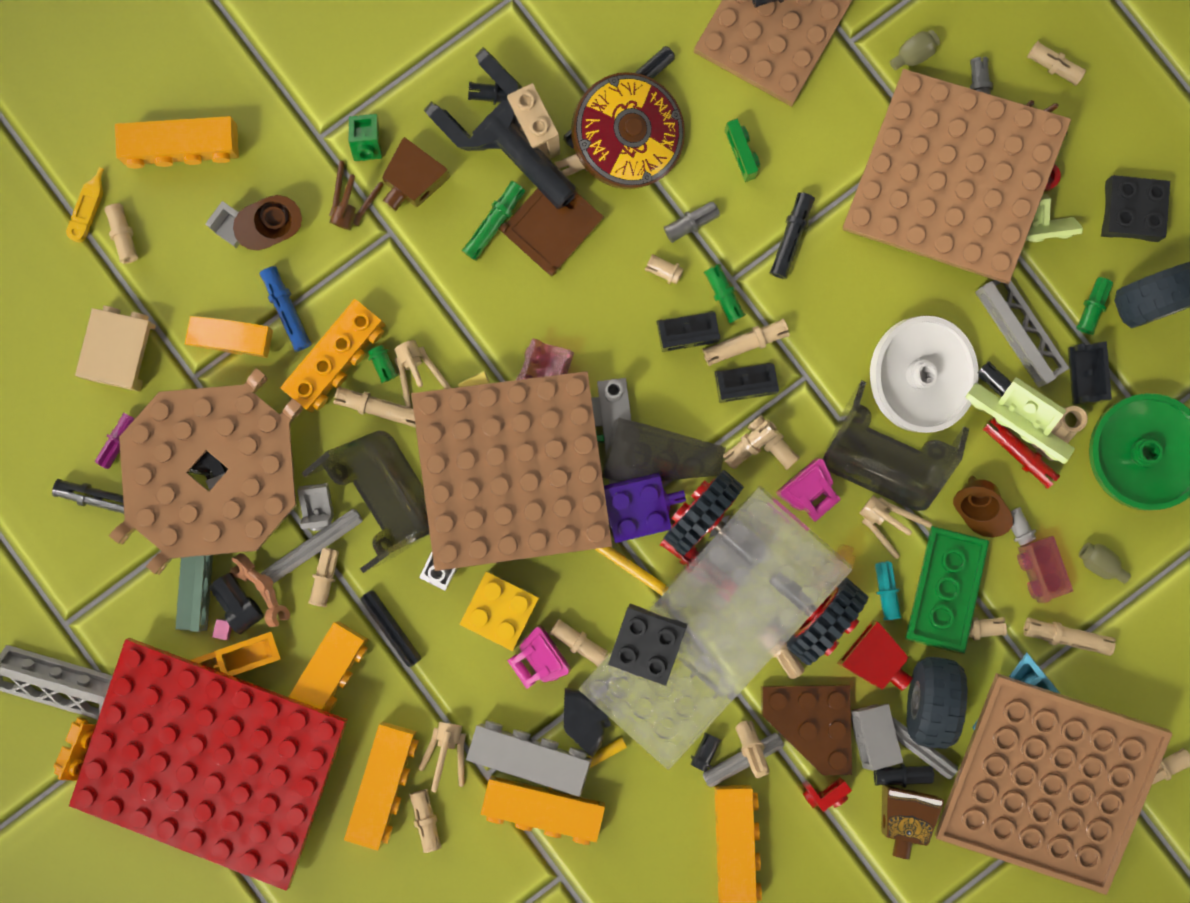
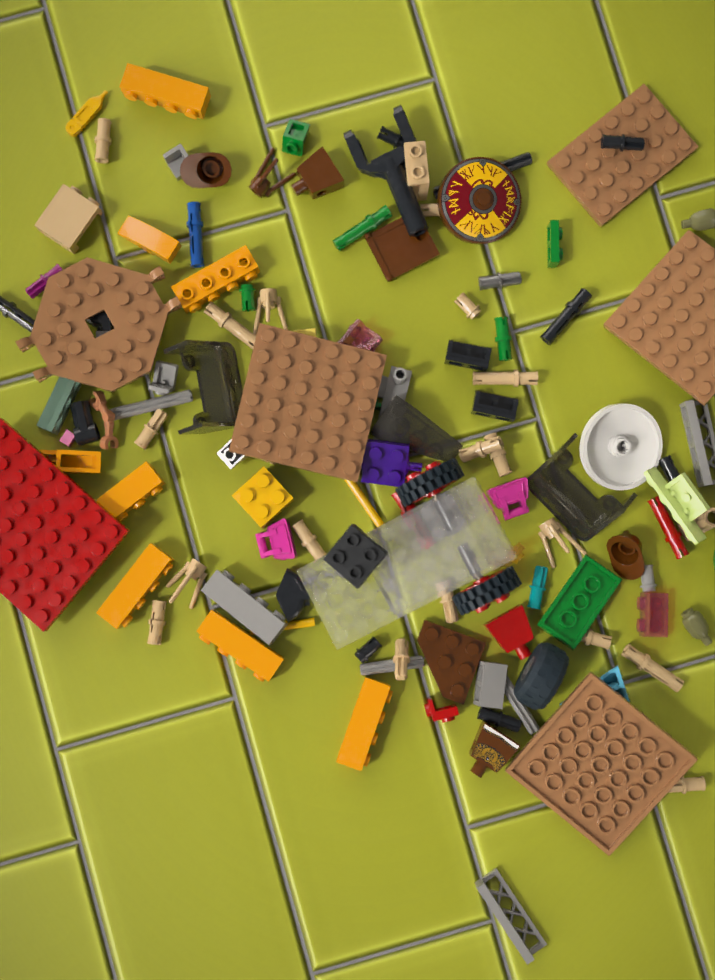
camera: 20 degrees right, 0 degrees up
(390, 628) = (183, 481): black axle -> none

